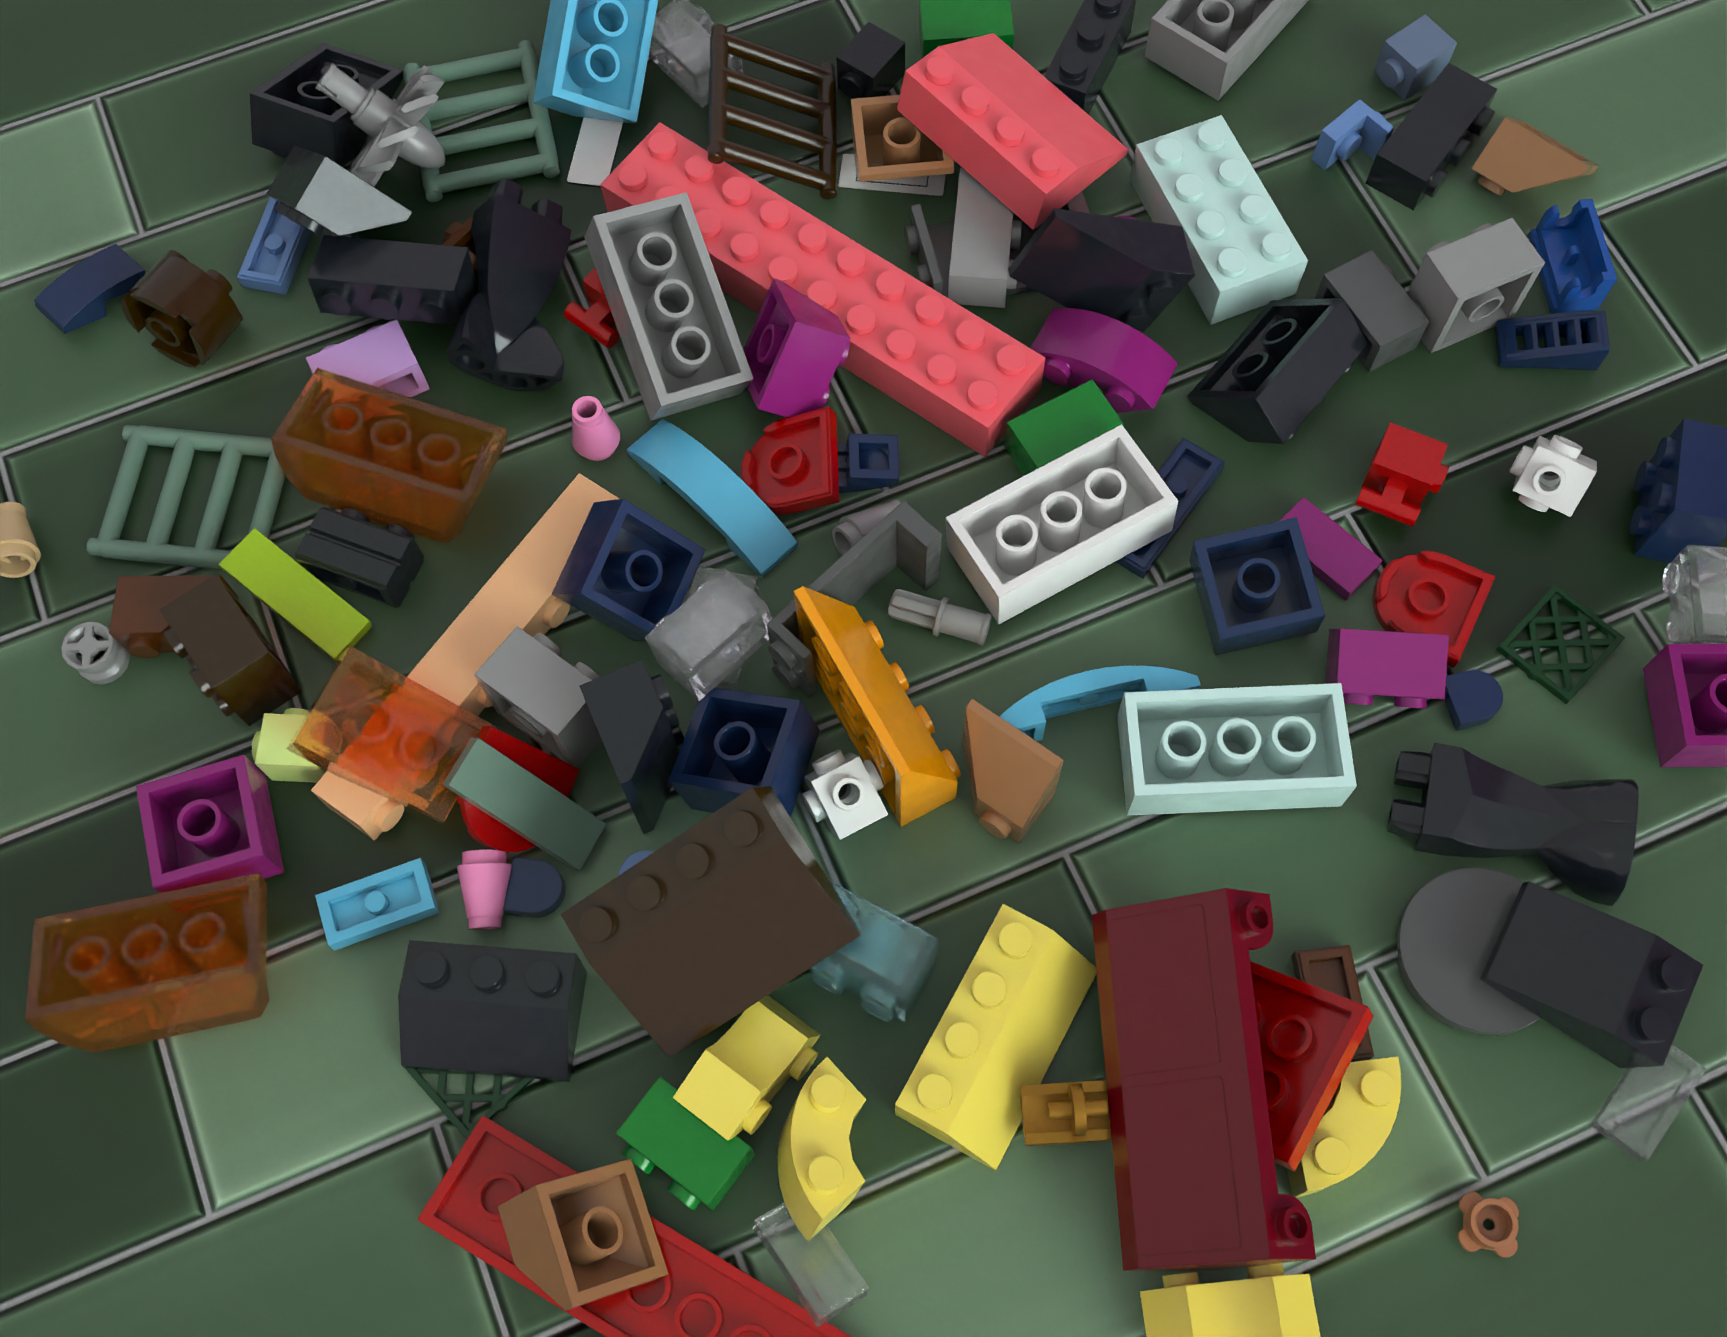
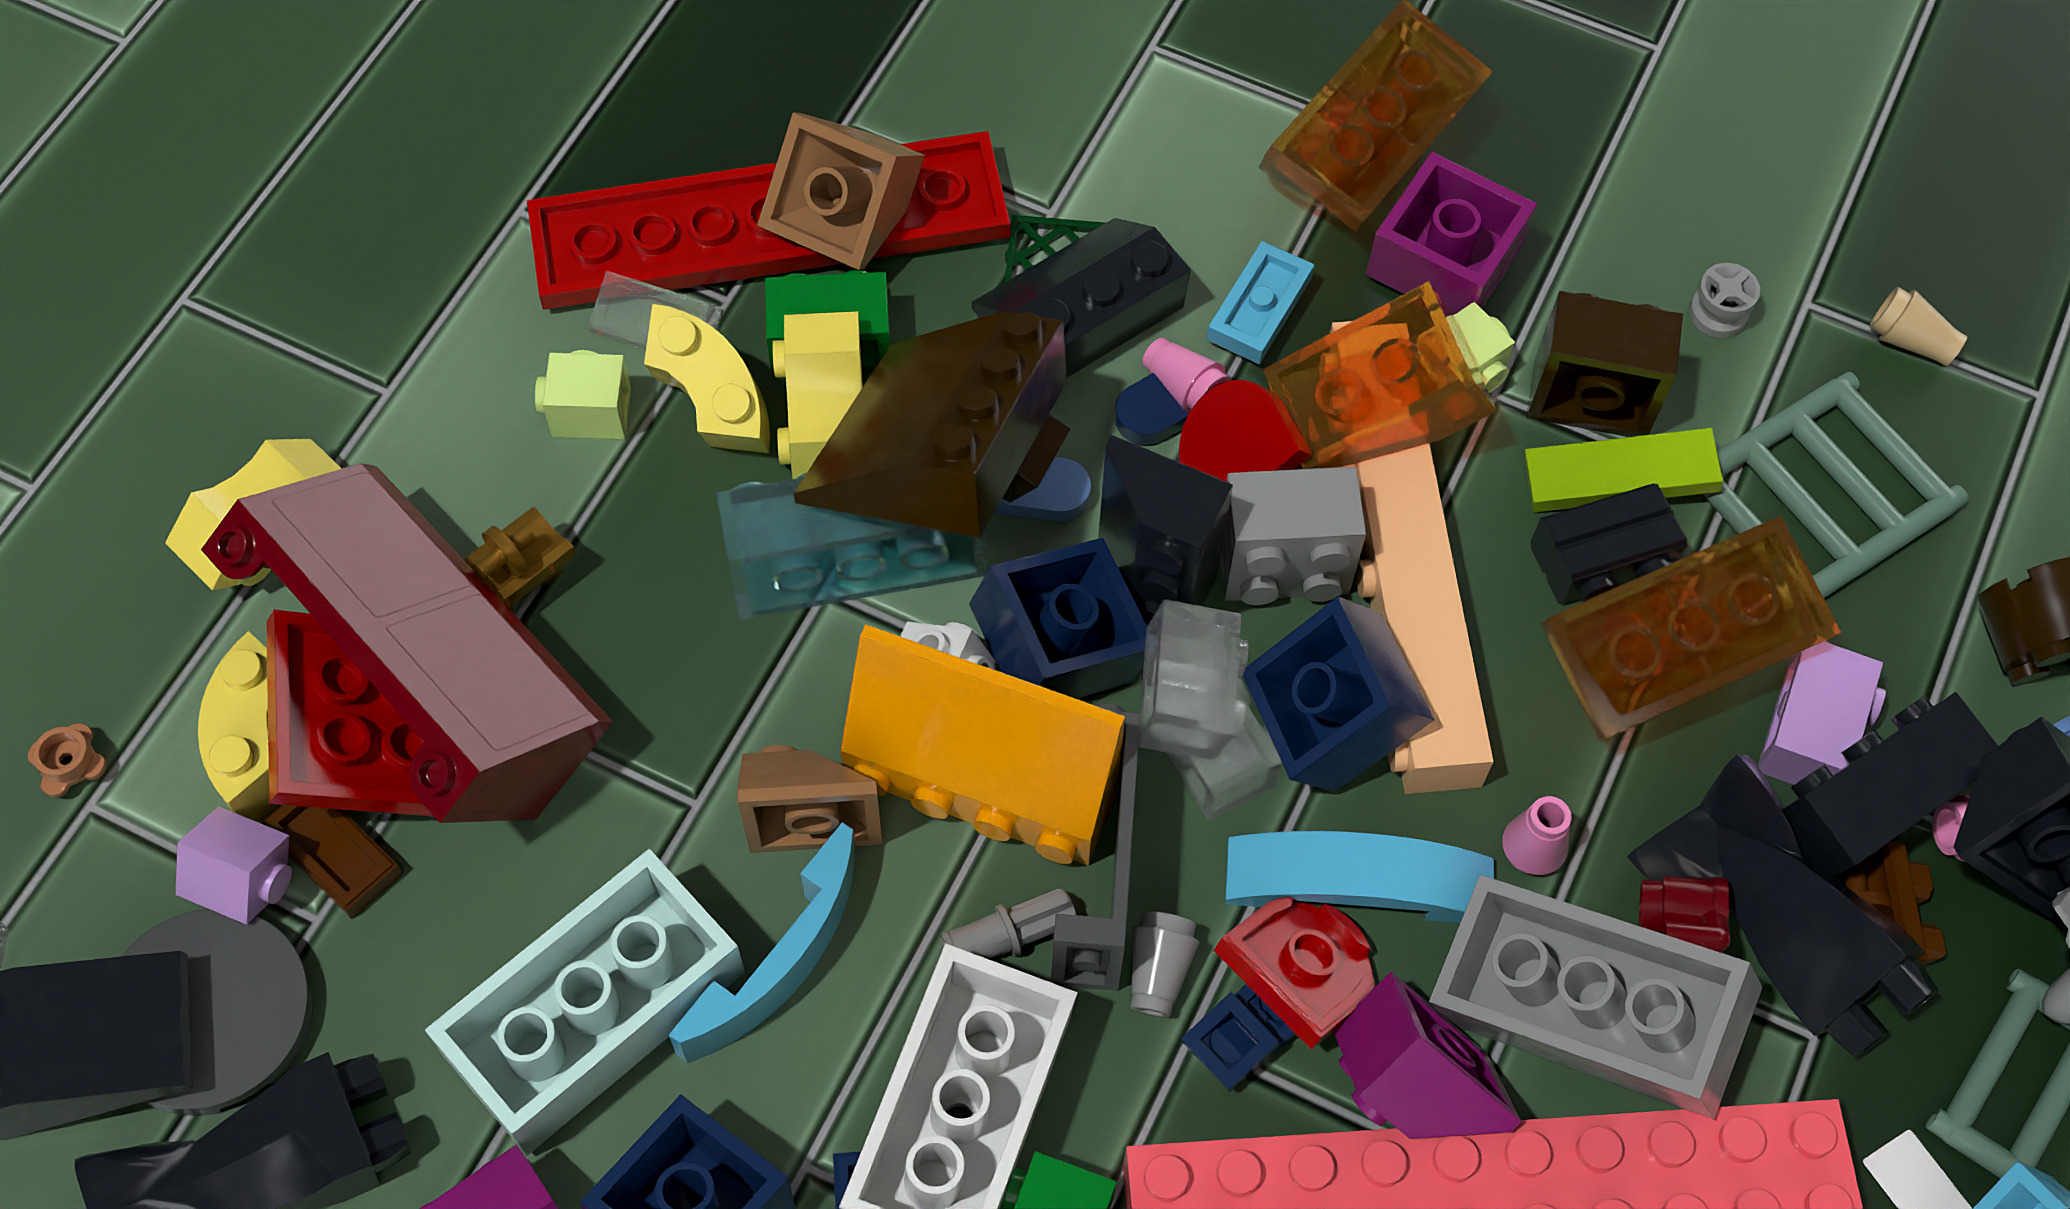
camera: 135 degrees right, 5 degrees down
(137, 613) = (1716, 366): reddish brown slope -> none
(524, 803) = (1230, 422): sand green tile -> none
(564, 320) = (1687, 909): none -> dark red piece
(914, 1231) = (585, 395): none -> yellowish green brick
(996, 1037) = (631, 584): light yellow slope -> none
(1412, 1023) = (233, 865): none -> lavender brick

